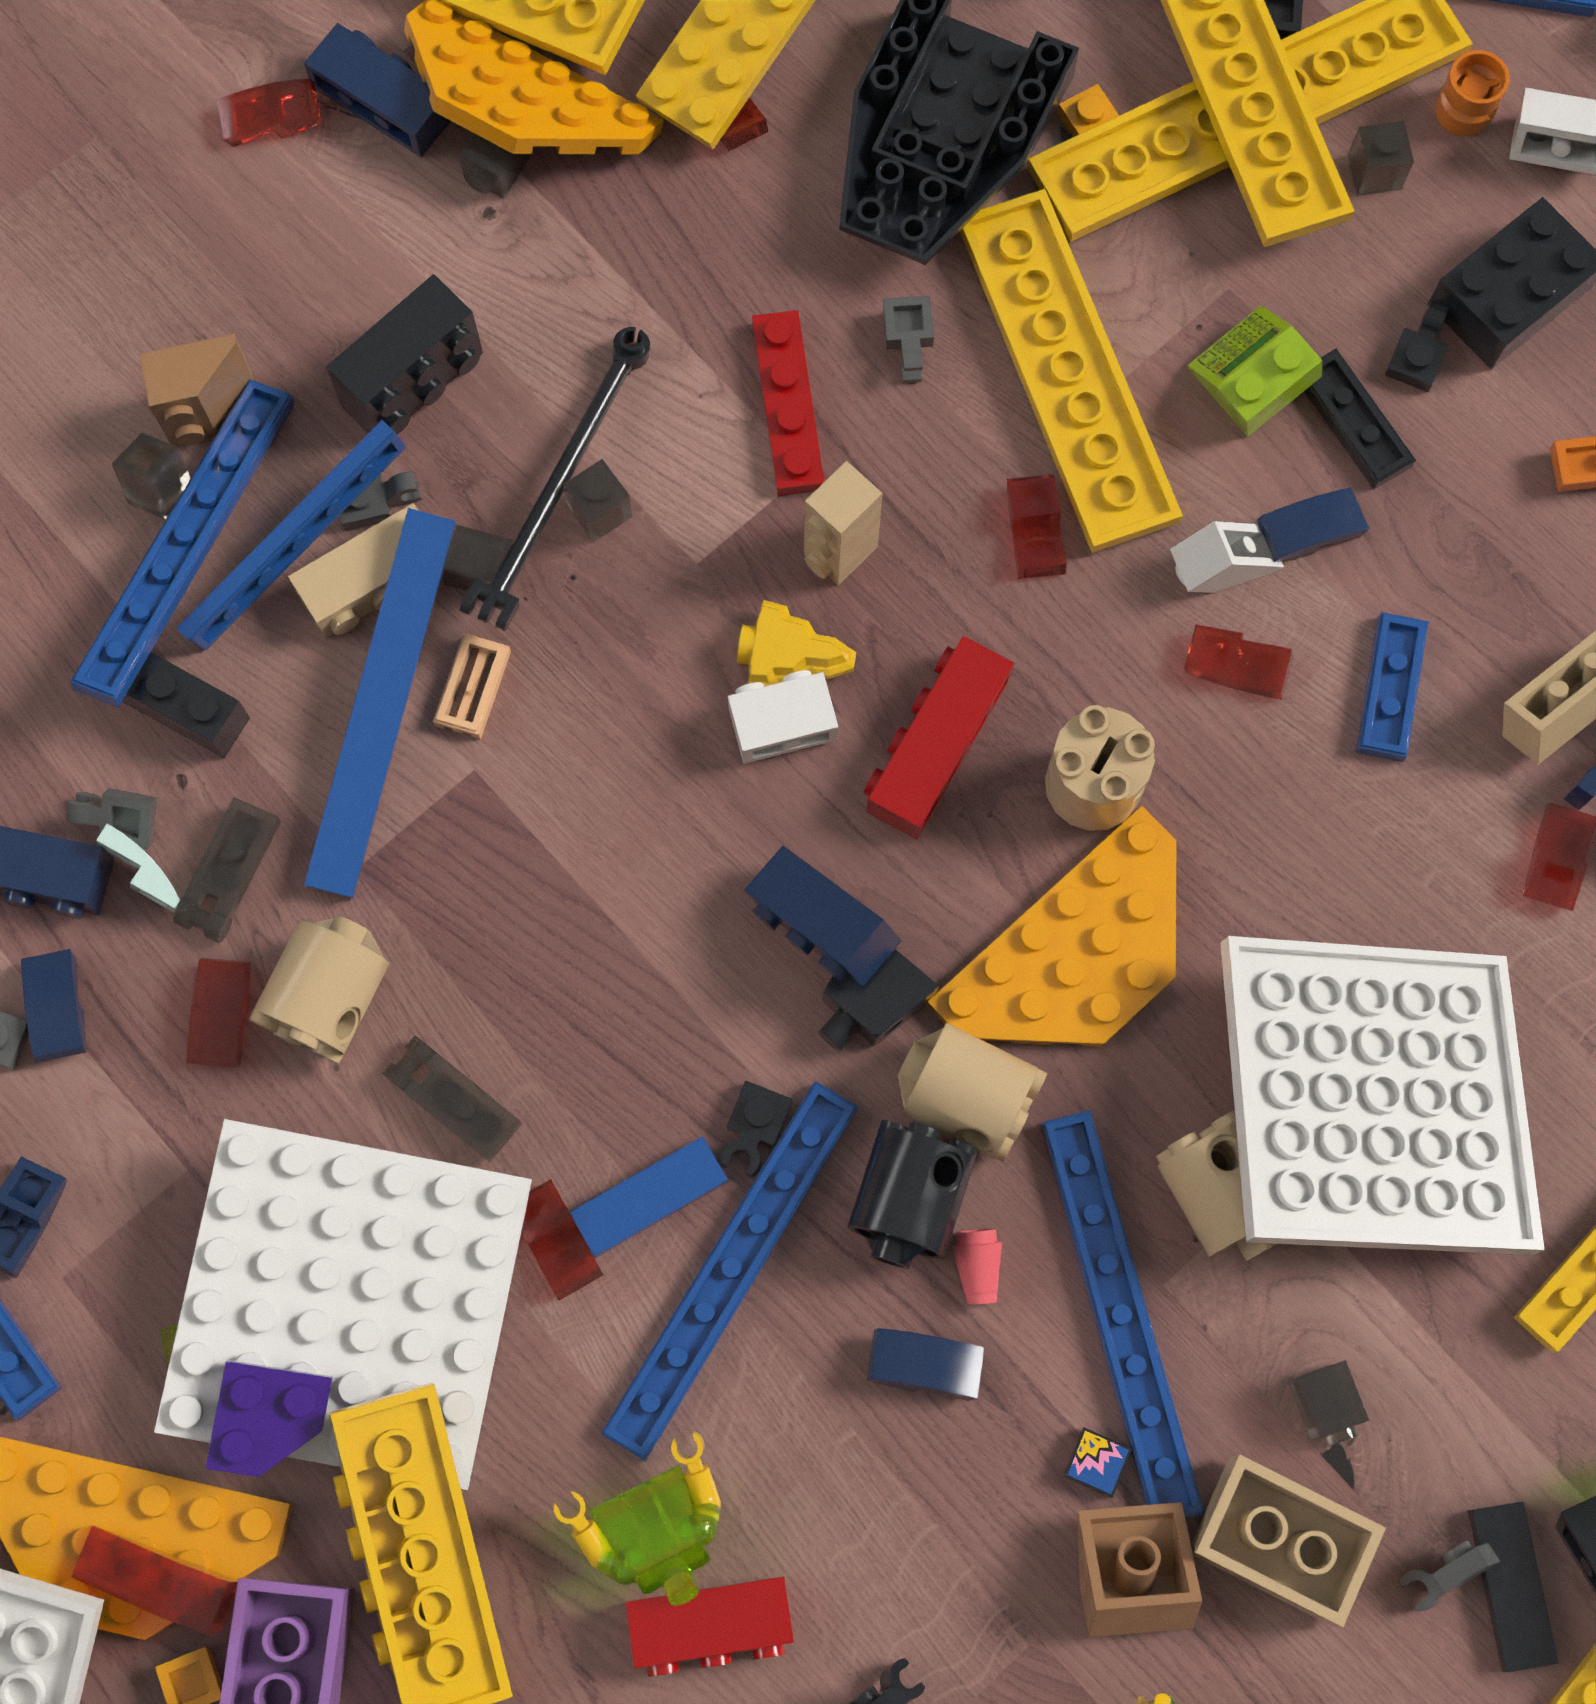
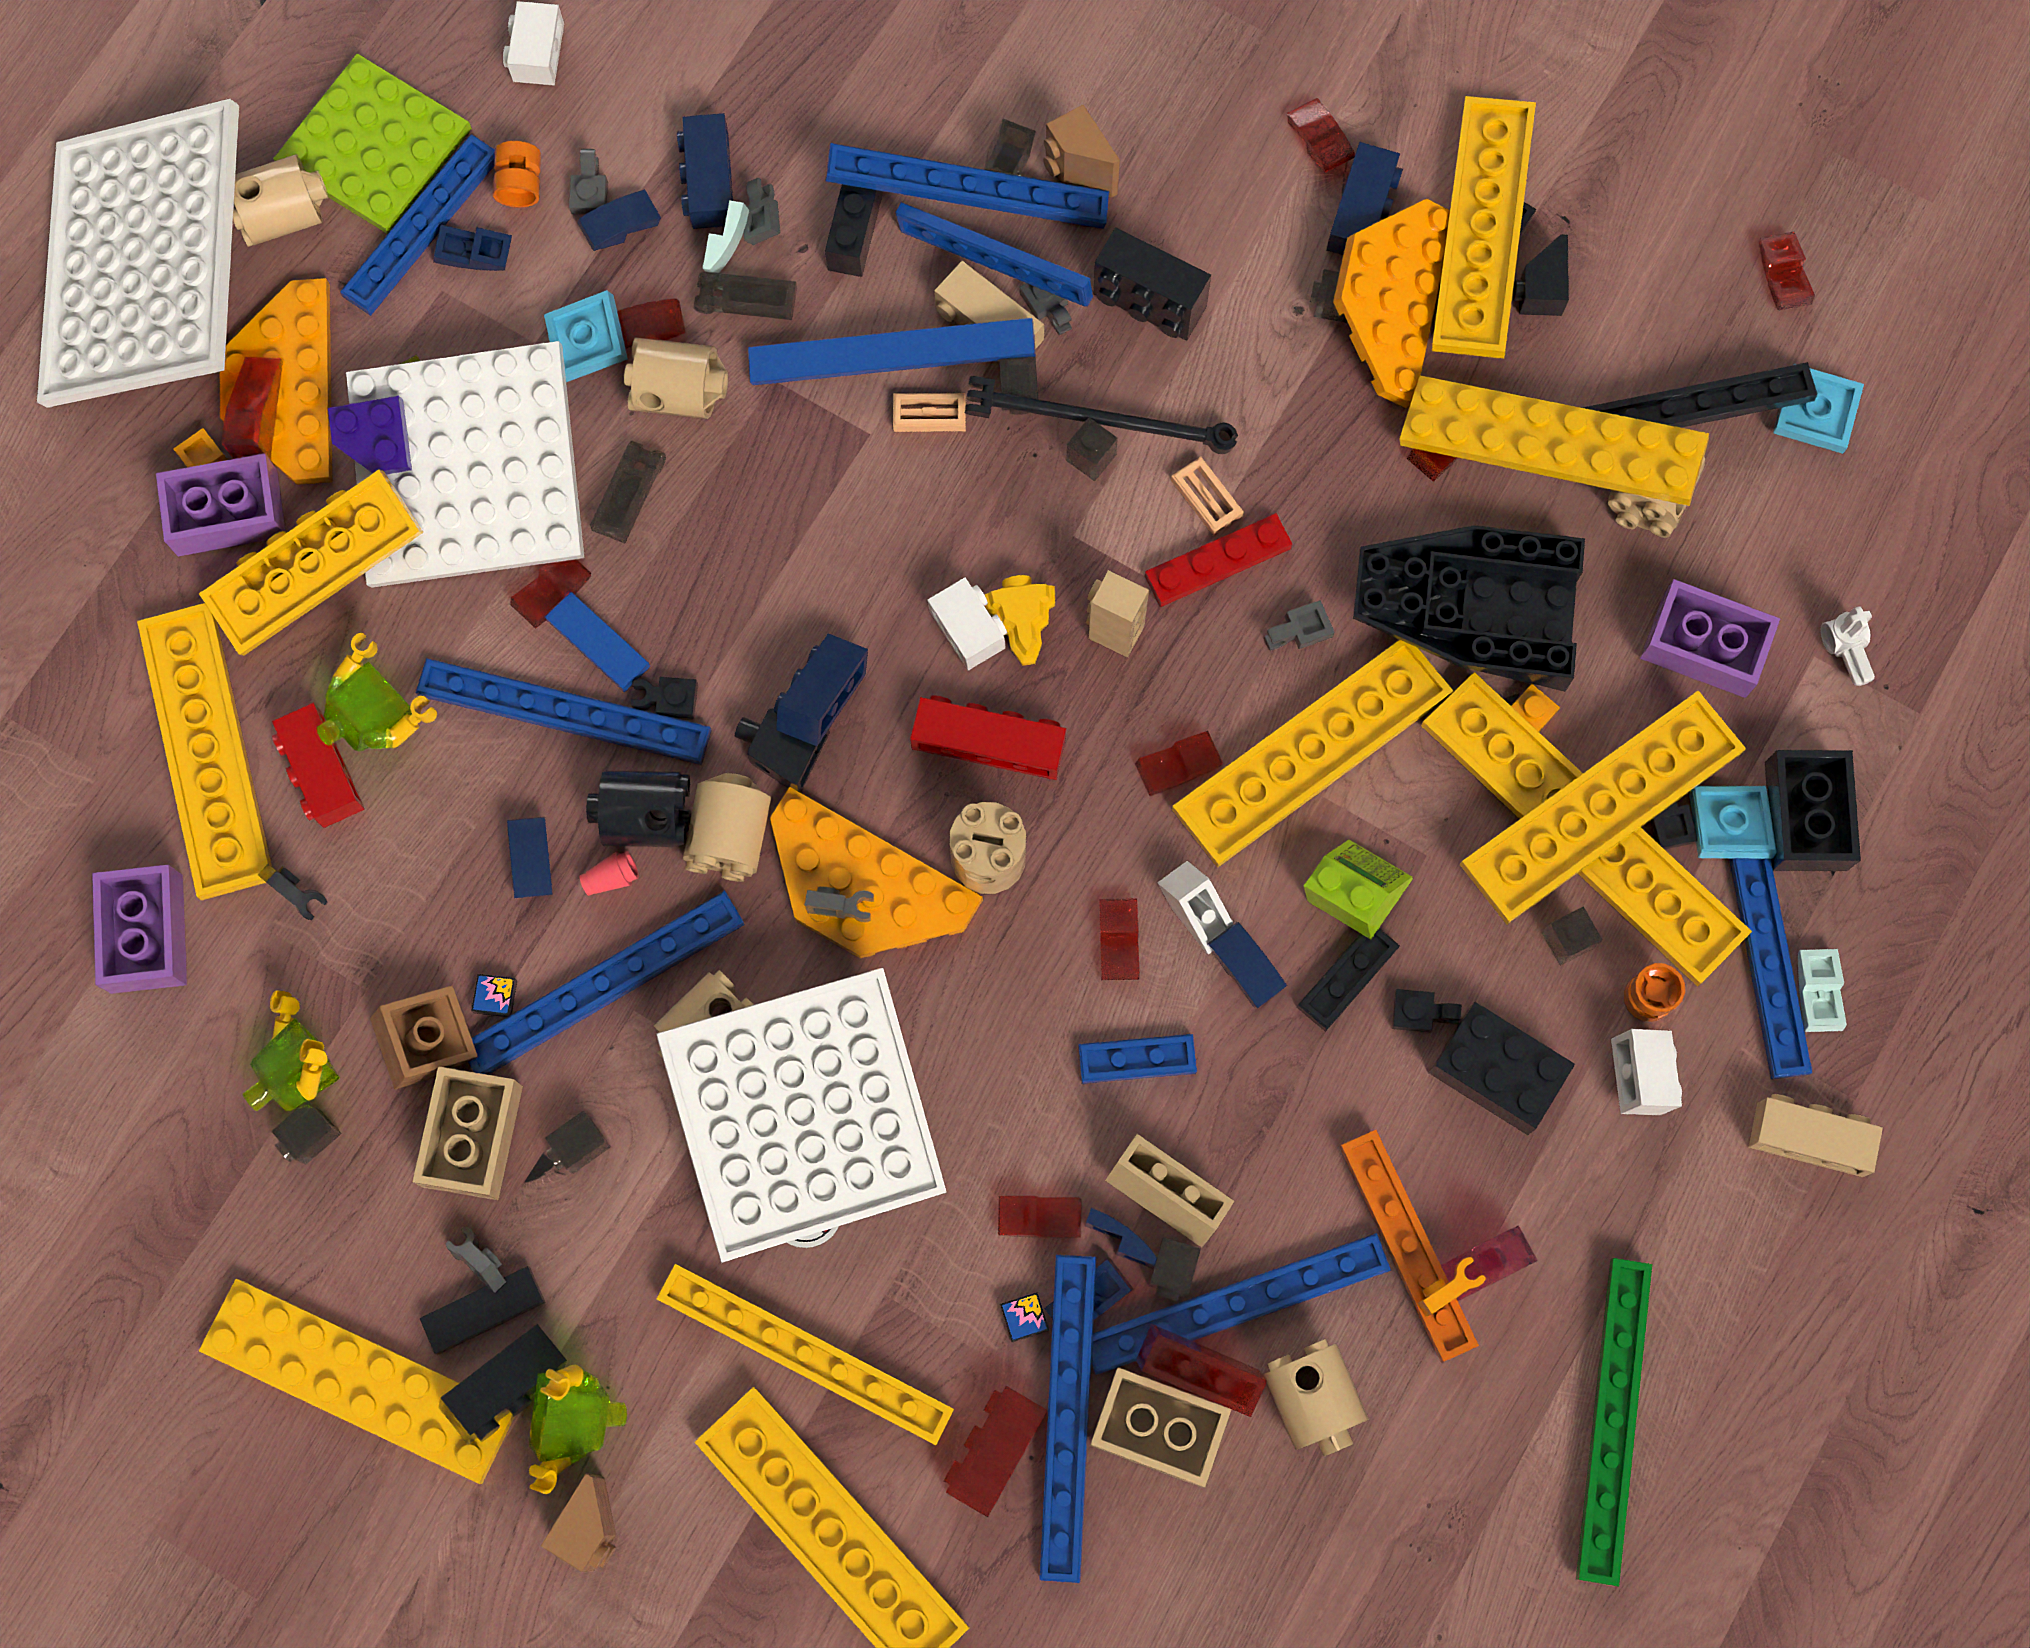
camera: 75 degrees right, 0 degrees up
(207, 1084) = (588, 334): none -> medium azure plate
(706, 405) = (1224, 520): none -> light nougat tile
(1108, 986) = (829, 902): none -> dark grey plate

